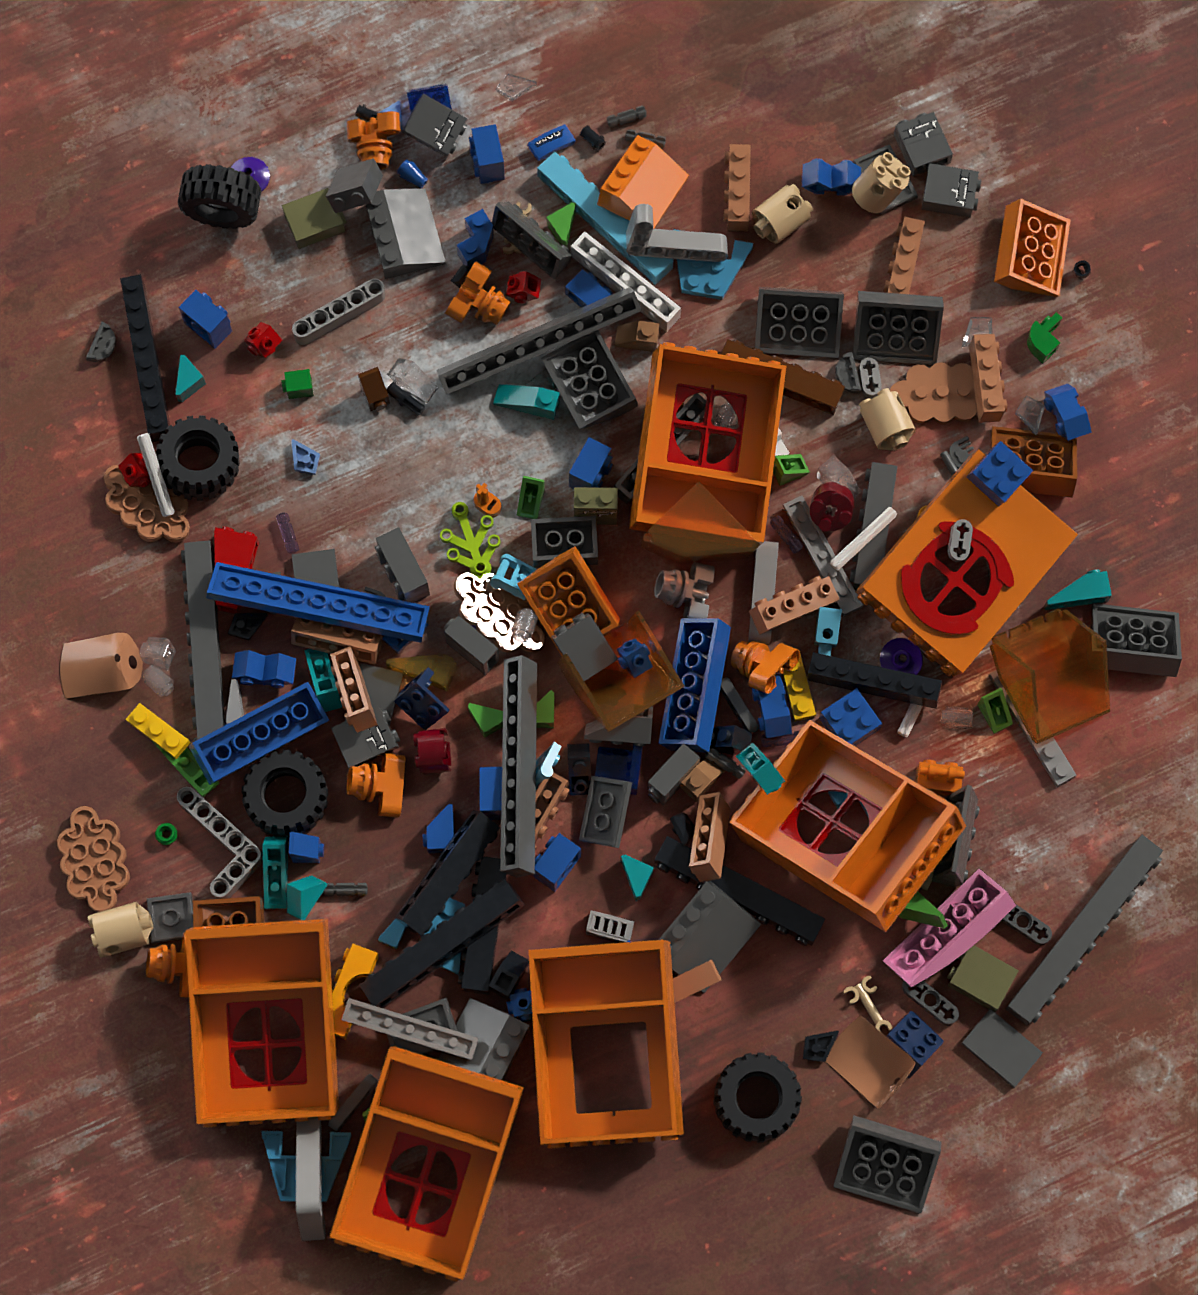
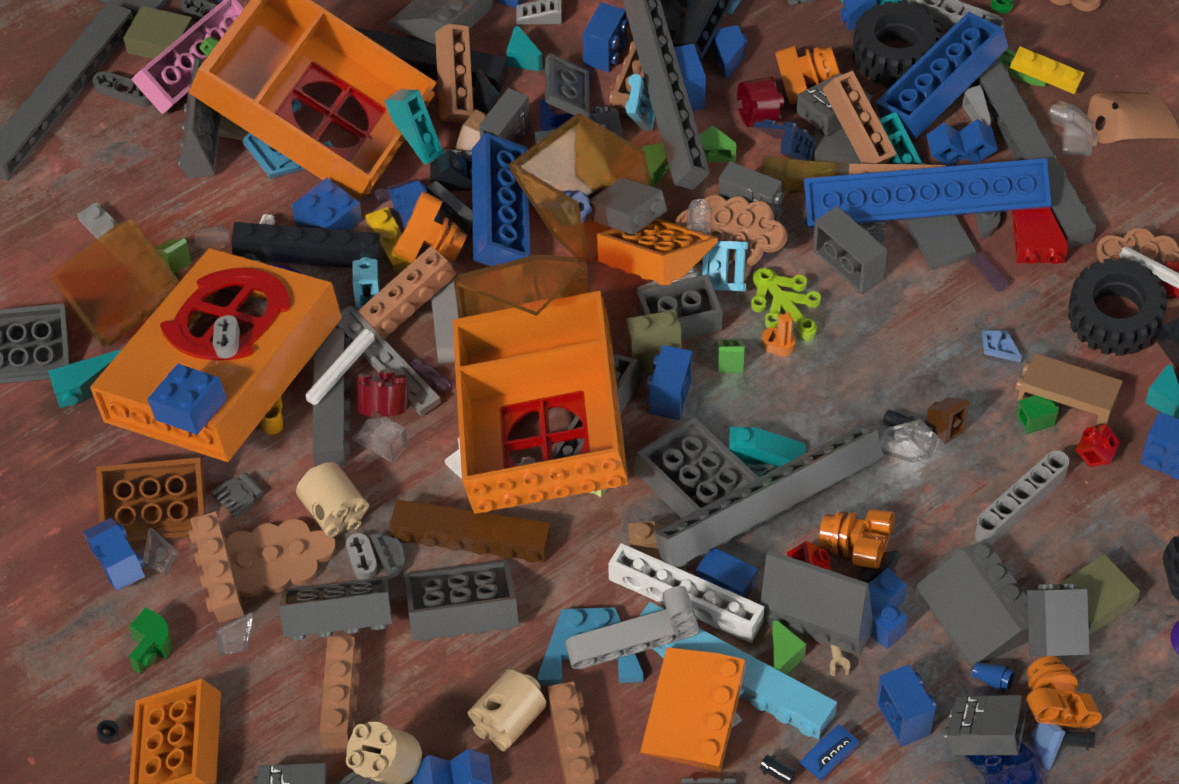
camera: 170 degrees right, 20 degrees down
(266, 394) = (1070, 386): none -> medium nougat panel
(789, 468) = (440, 437): bright green slope -> none
(940, 778) = (224, 181): orange brick -> none

